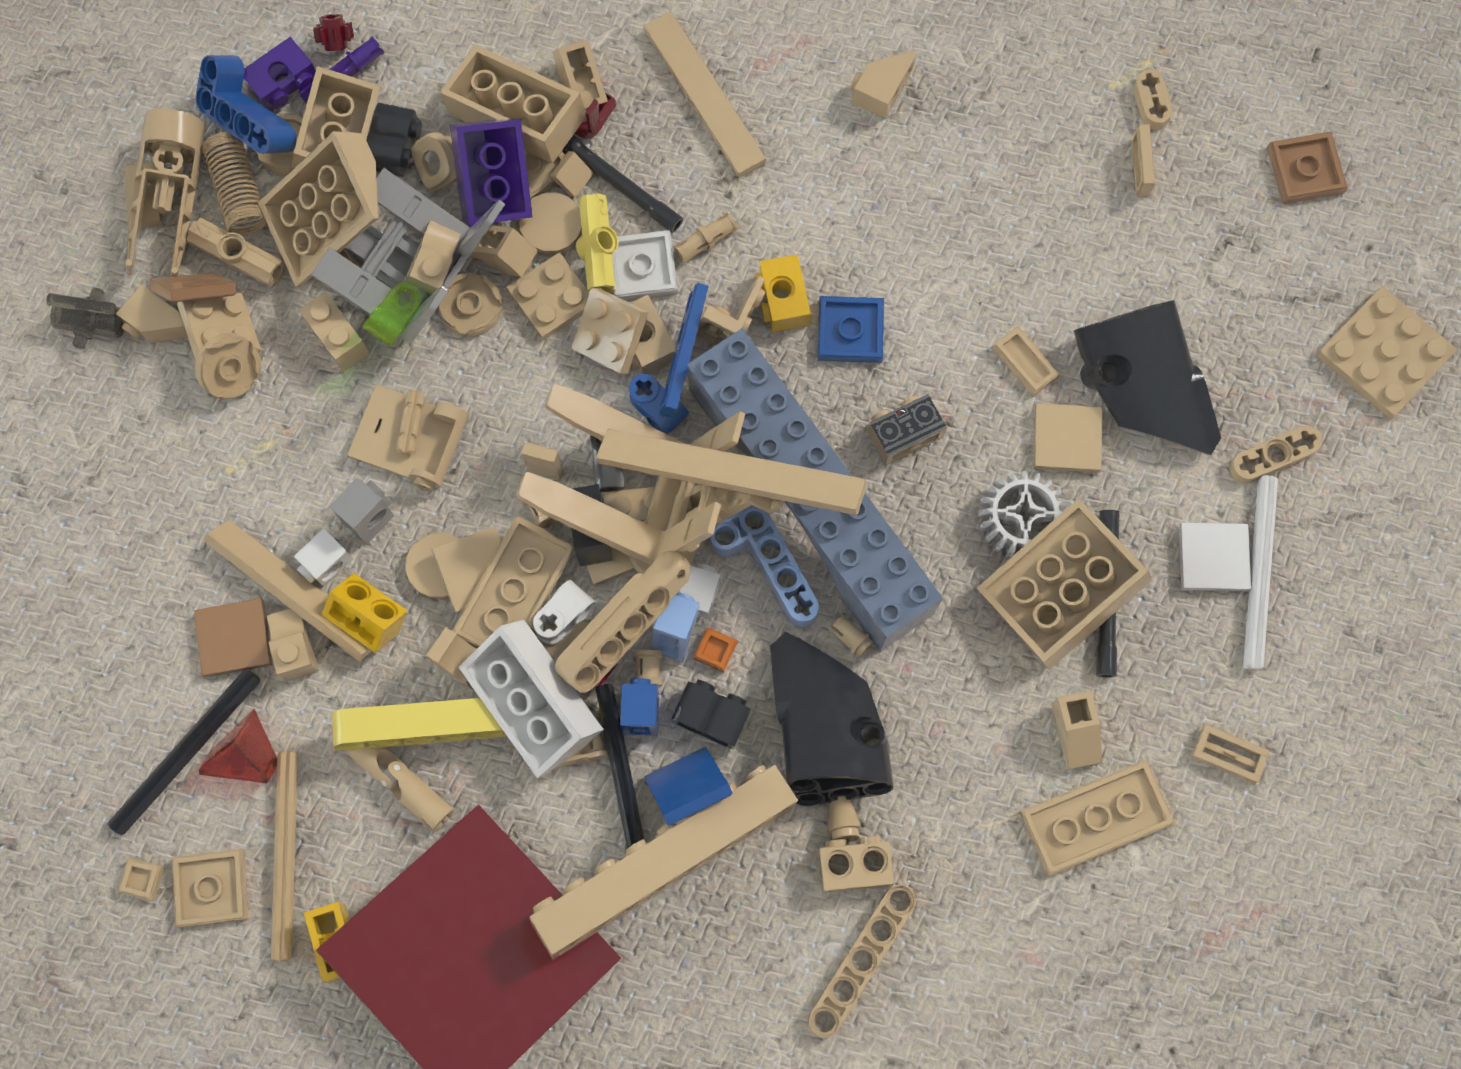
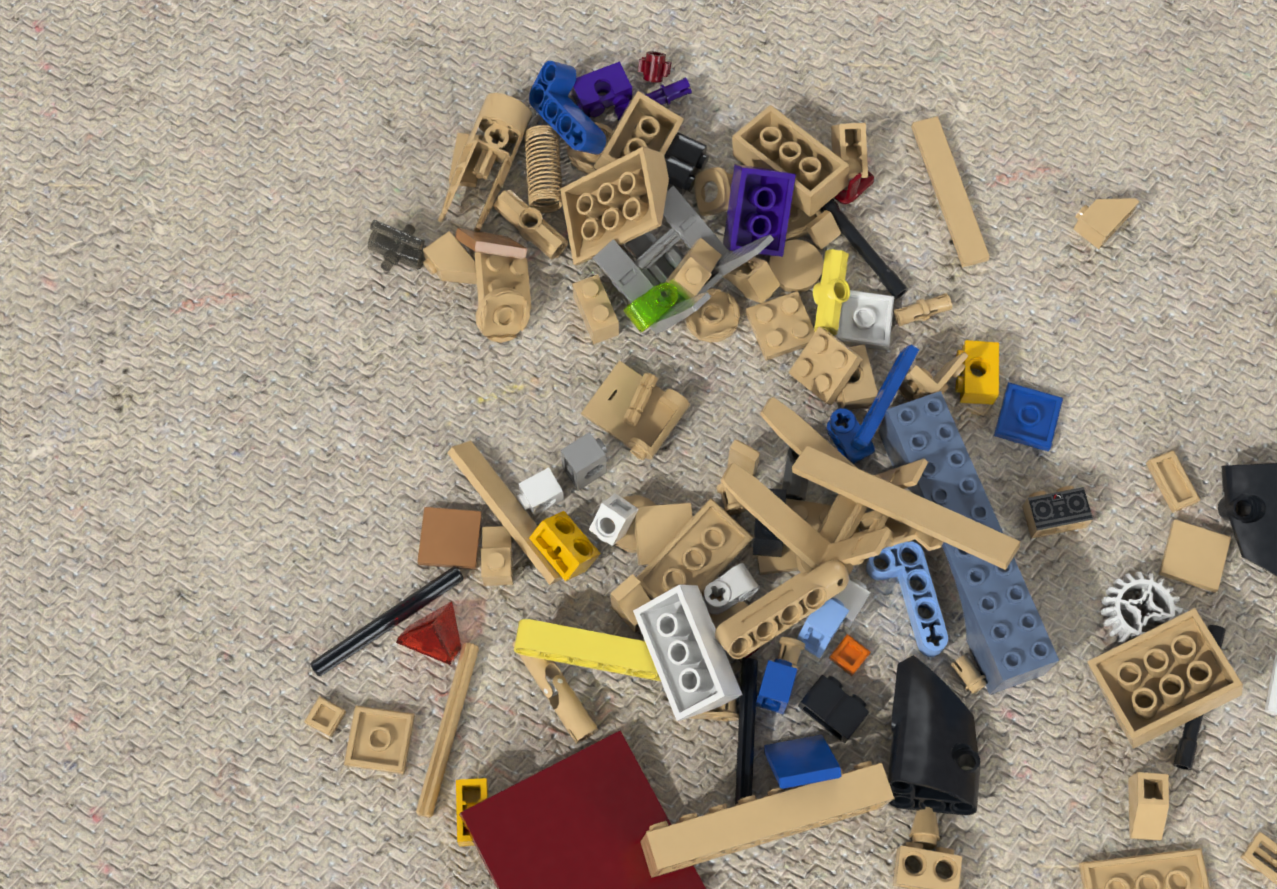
camera: 15 degrees right, 5 degrees down
(411, 568) = (618, 511): none -> white brick

